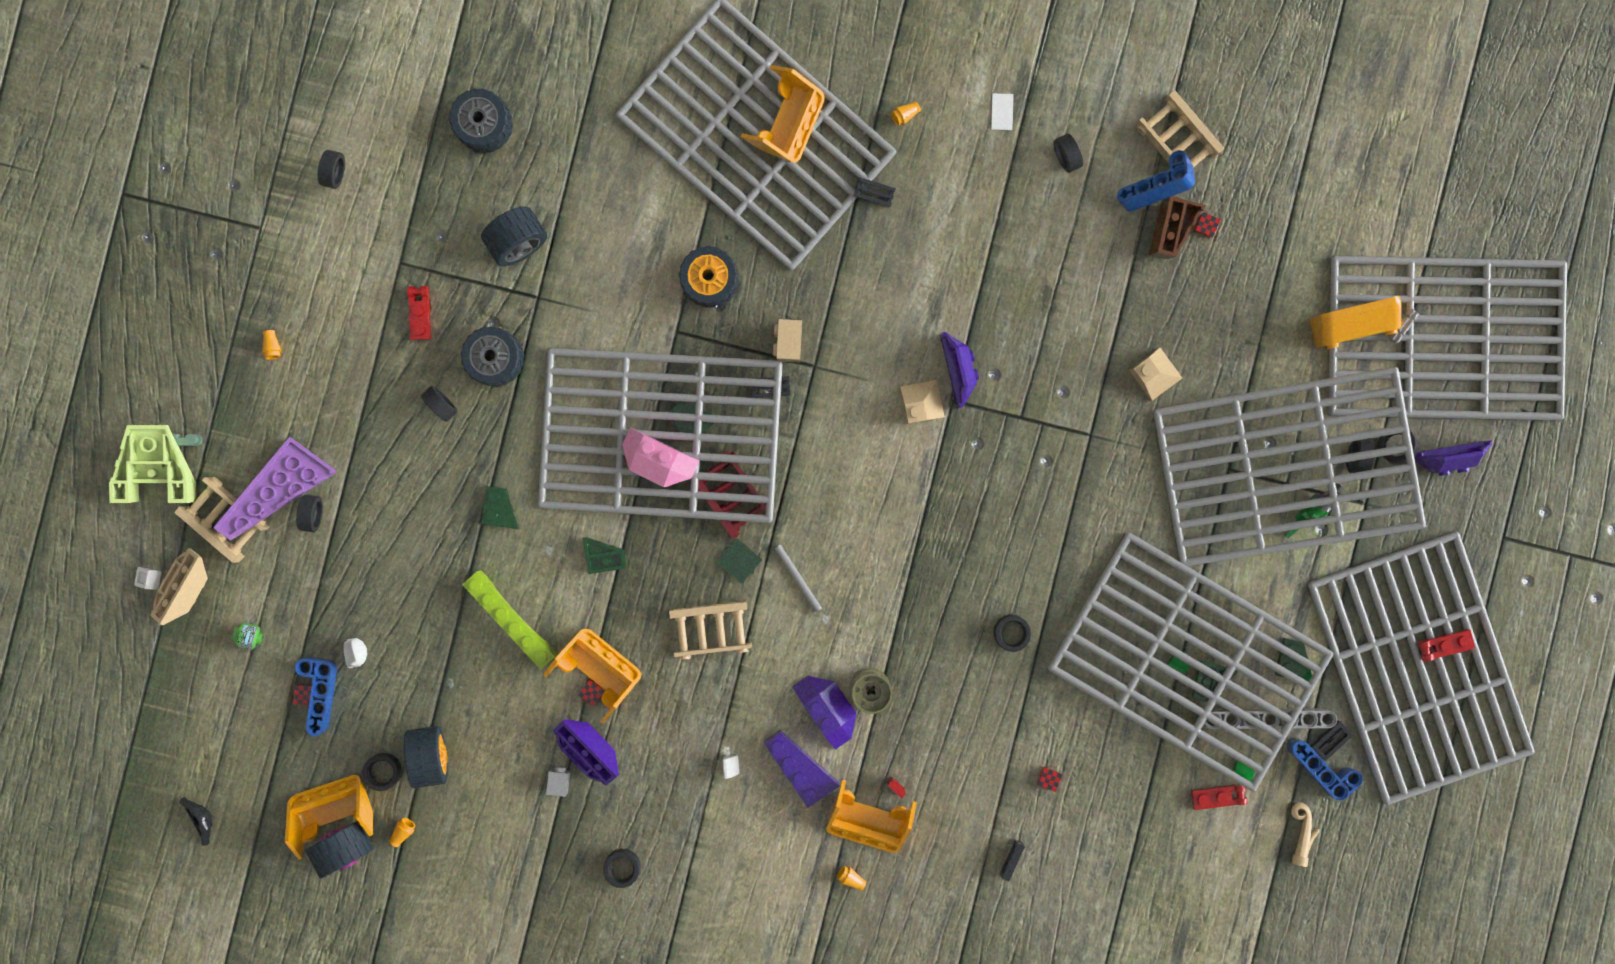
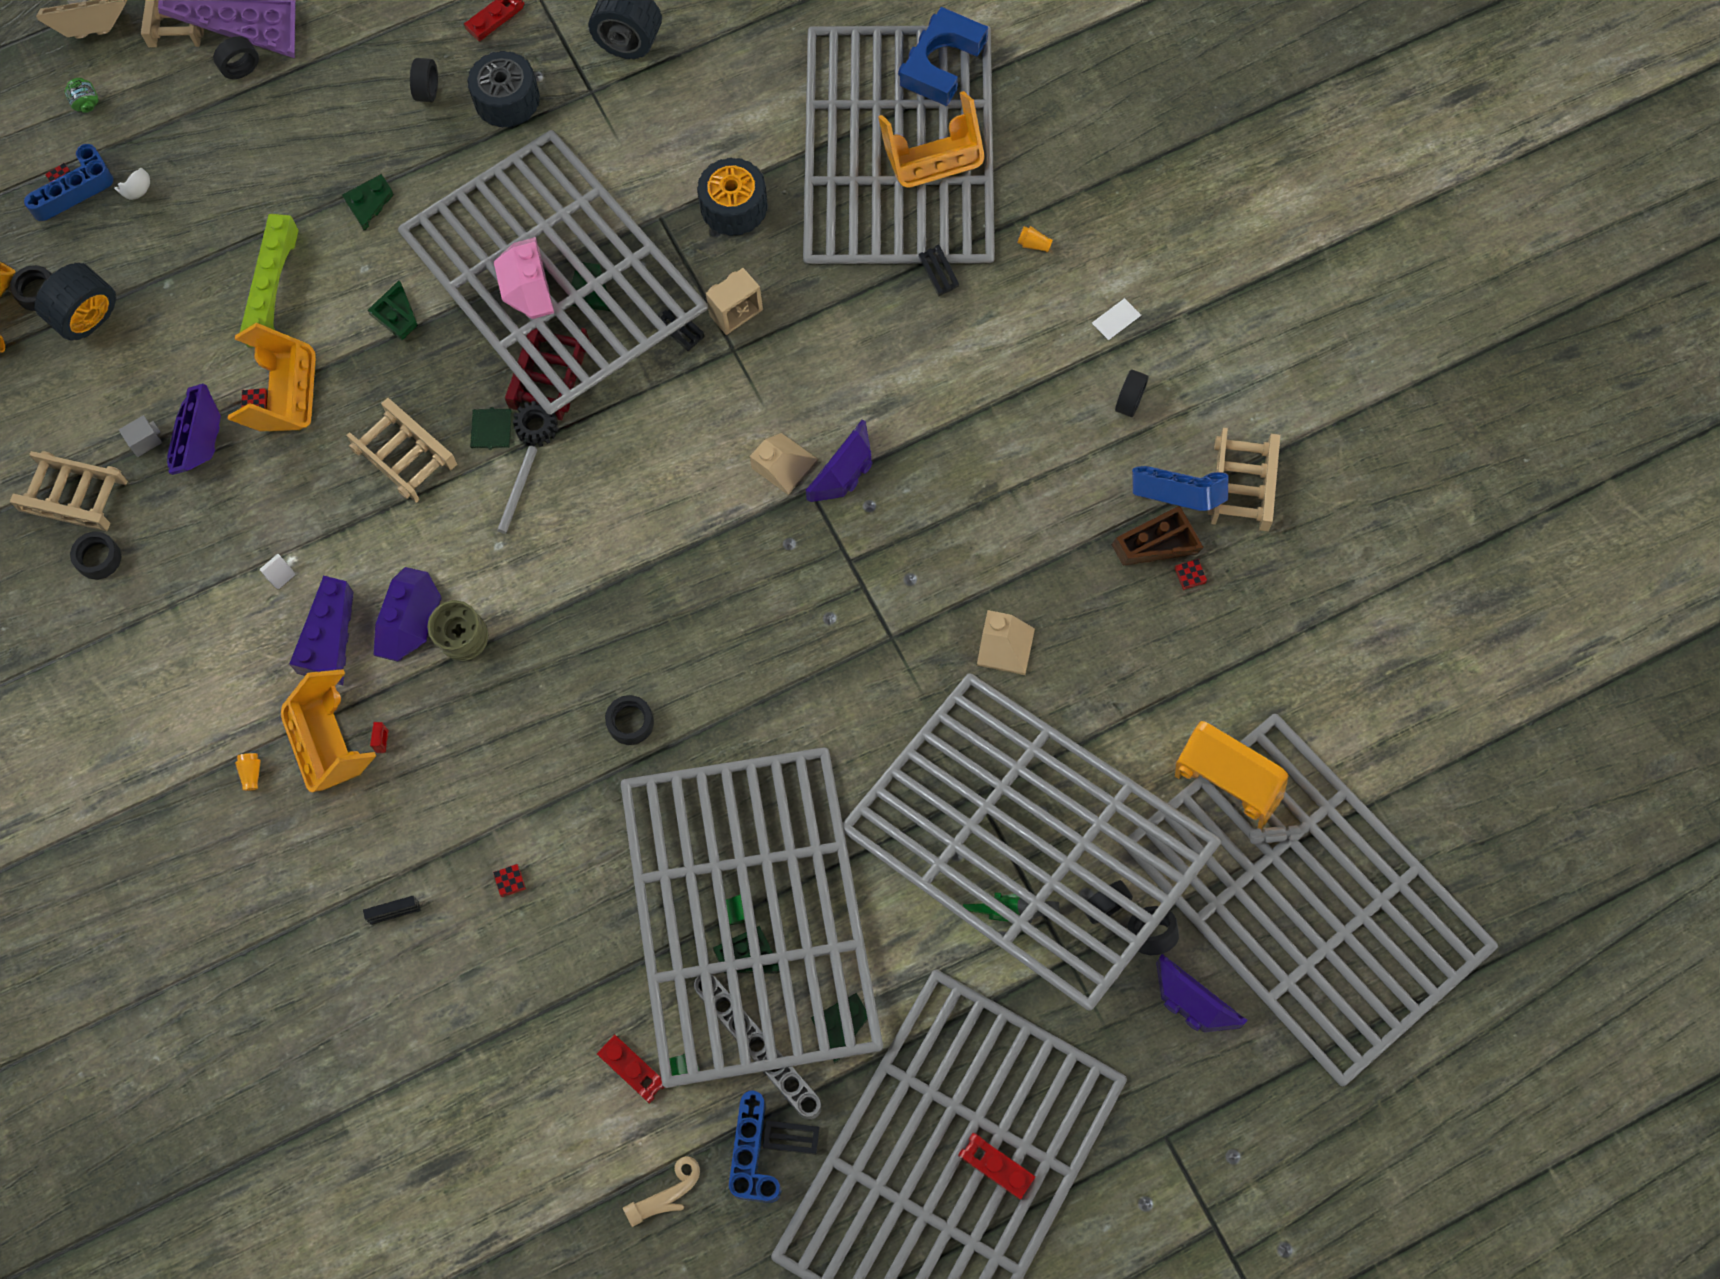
camera: 50 degrees right, 20 degrees down
(562, 872) = (72, 512): none -> tan fence
(721, 76) = (944, 30): none -> blue arch
(763, 544) = (536, 436): none -> black tyre

